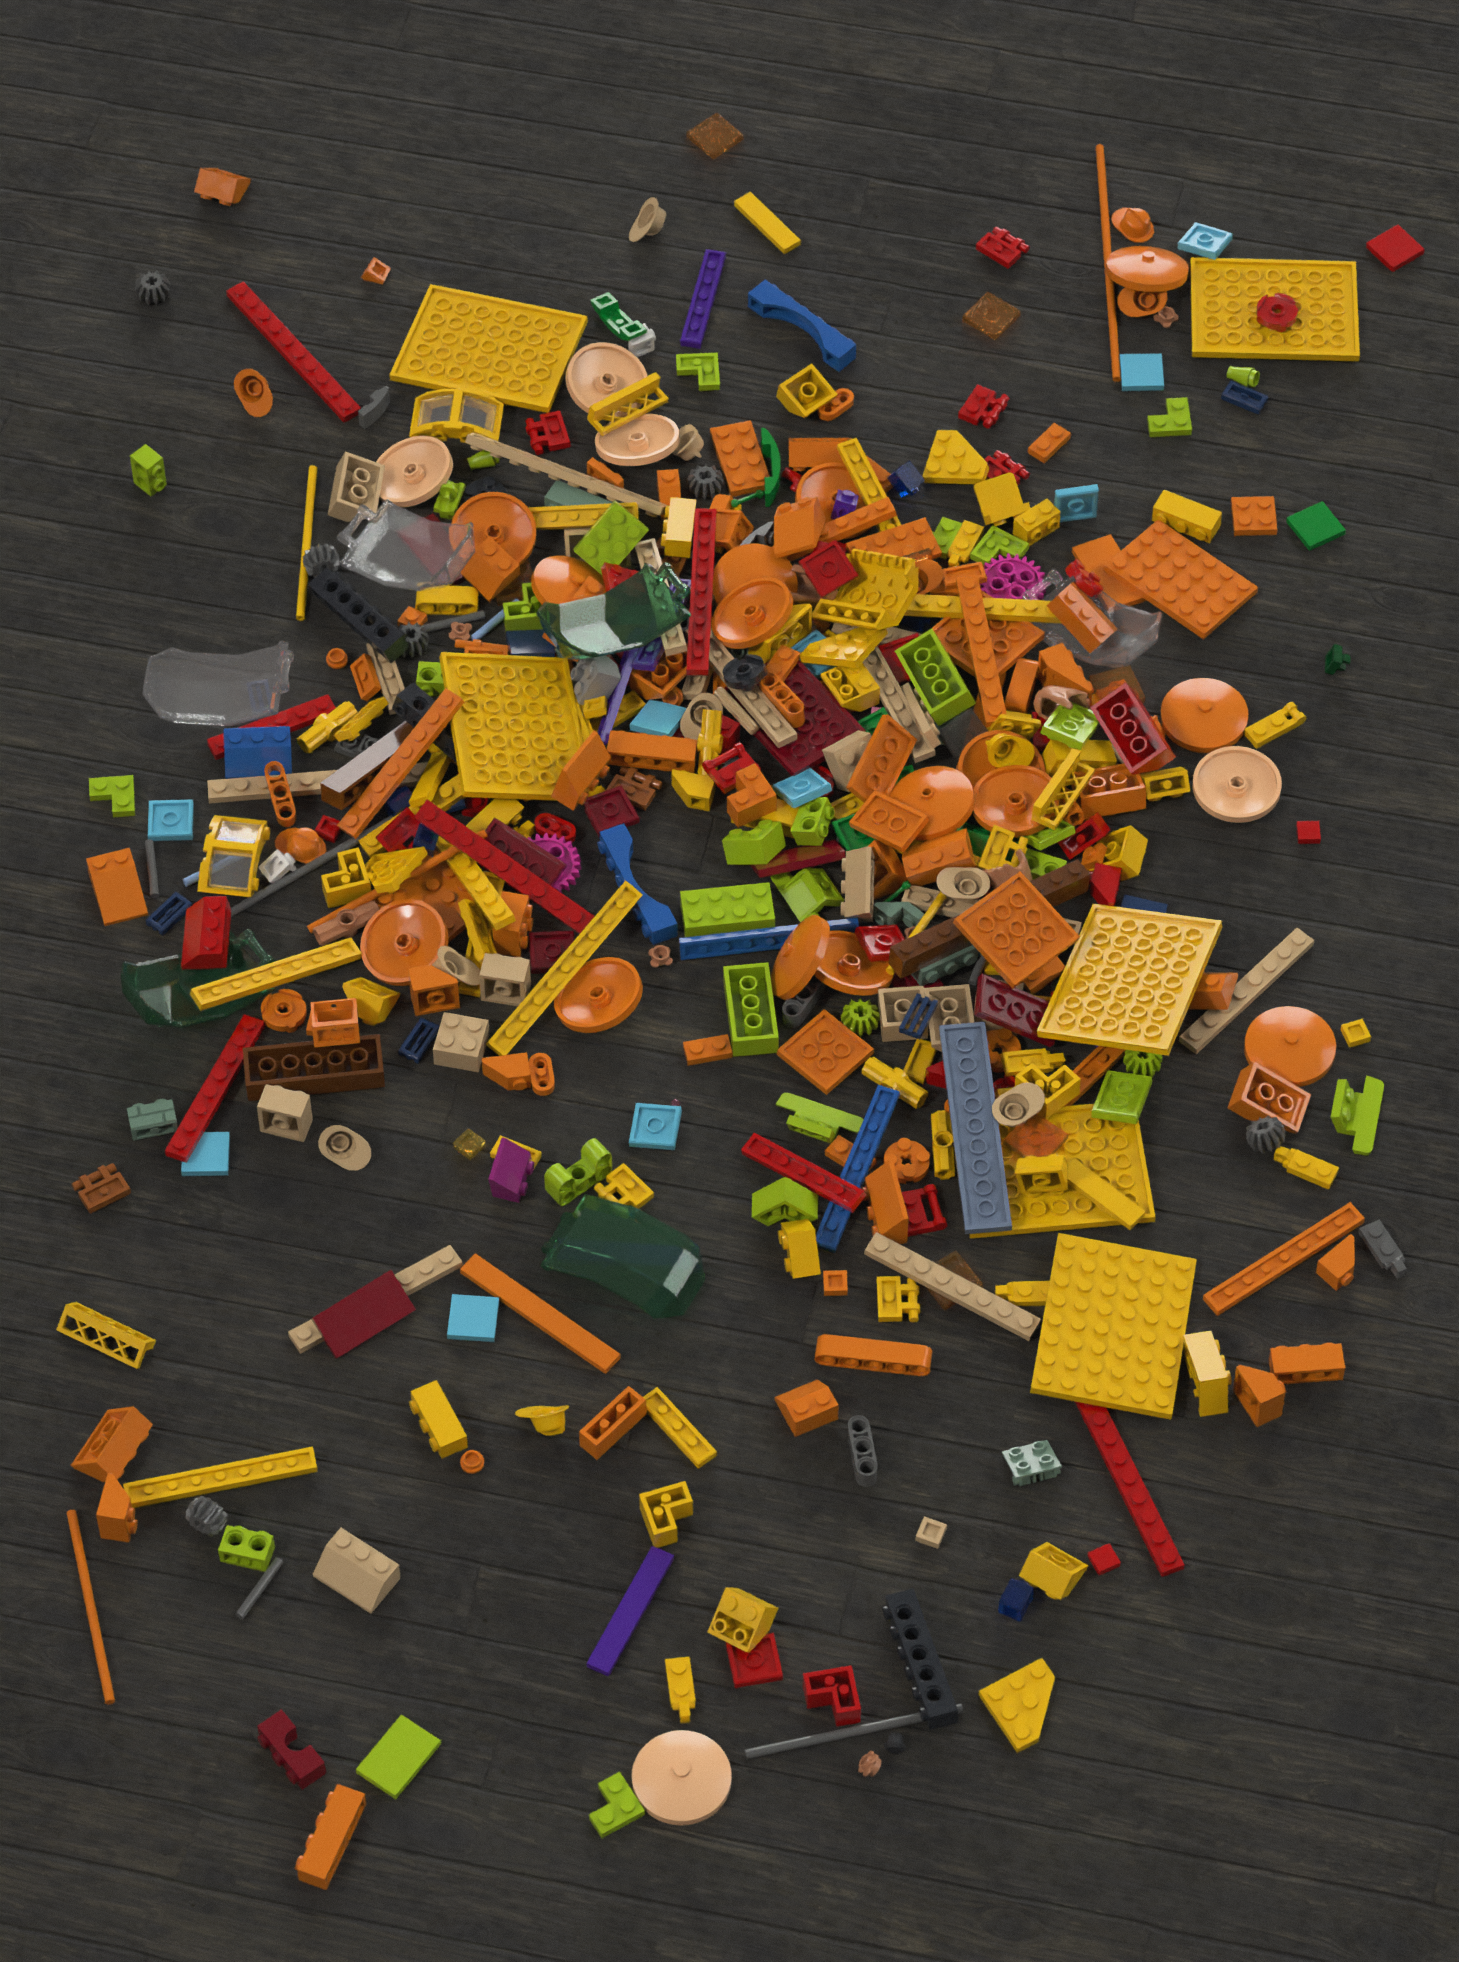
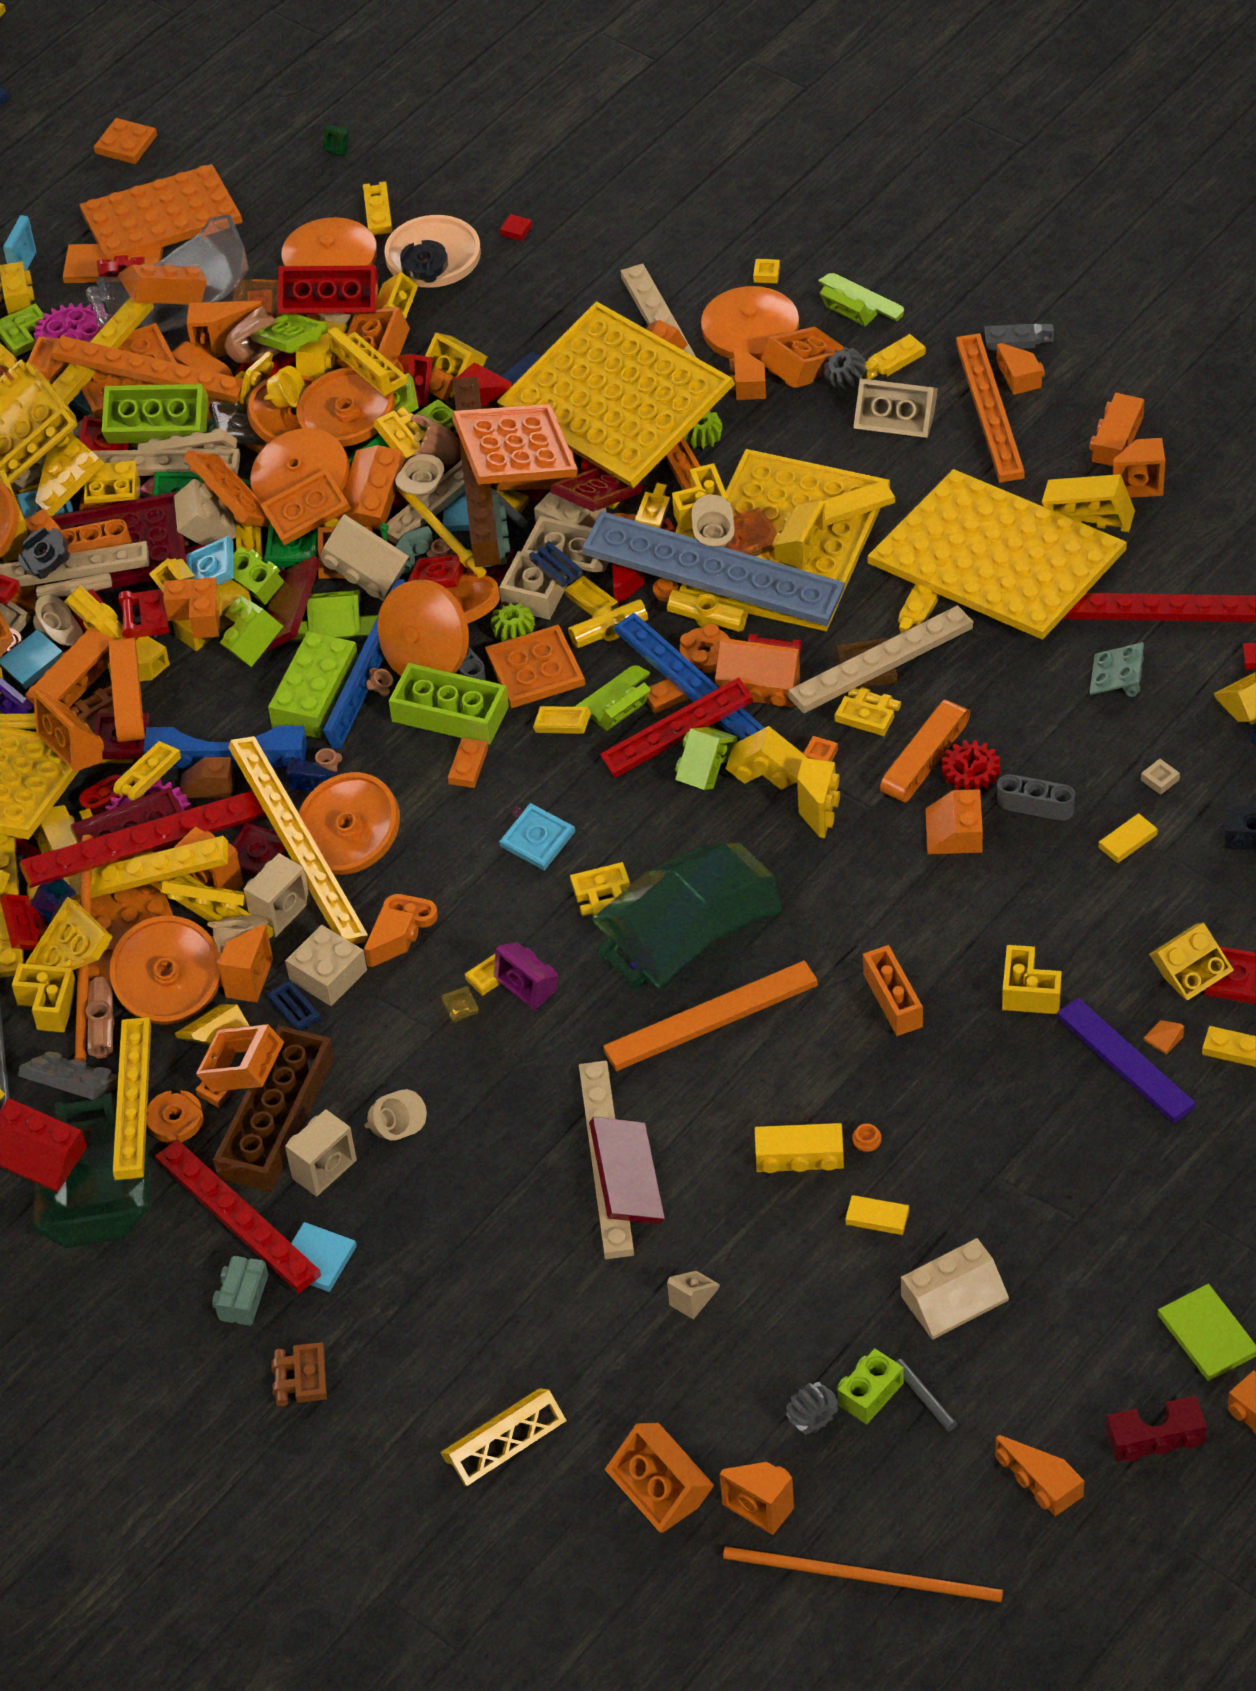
camera: 60 degrees left, 5 degrees down
(216, 1694) = (1046, 1476): none -> orange slope
(221, 1477) = (763, 1373): yellow plate -> none
(278, 1400) = (690, 1292): none -> tan slope
(282, 926) = (69, 1075): none -> dark grey plate
(405, 1496) = (877, 1215): none -> yellow tile
(473, 1318) = (682, 1077): medium azure tile -> none
(546, 1419) = (850, 1050): yellow piece -> none
(575, 842) = (147, 771): none -> yellow plate
(592, 1168) = (559, 906): lime beam -> none
(600, 886) = (209, 779): none -> dark orange slope
(635, 944) = (306, 775): none -> clear blue slope
(646, 791) = (126, 690): none -> orange beam
(667, 1630) = (1165, 1035): none -> orange slope
(678, 1428) = (928, 941): yellow tile -> none
(760, 950) = (383, 677): none -> nougat plate
(774, 766) = (171, 570): none -> yellow window
(778, 1093) = (561, 719): none -> yellow tile
(779, 1295) = (818, 794): none -> yellow slope
(857, 1533) = (1128, 838): none -> yellow tile
(881, 1387) = (971, 766): none -> red gear
(1121, 1097) = (739, 455): lime tile -> none
(1187, 516) = (92, 182): yellow brick -> none
(1212, 792) = (413, 261): none -> black plate
(1220, 1069) = (748, 376): none -> orange slope
(1244, 1189) = (895, 407): none -> tan slope
(1315, 526) = (170, 103): green tile -> none

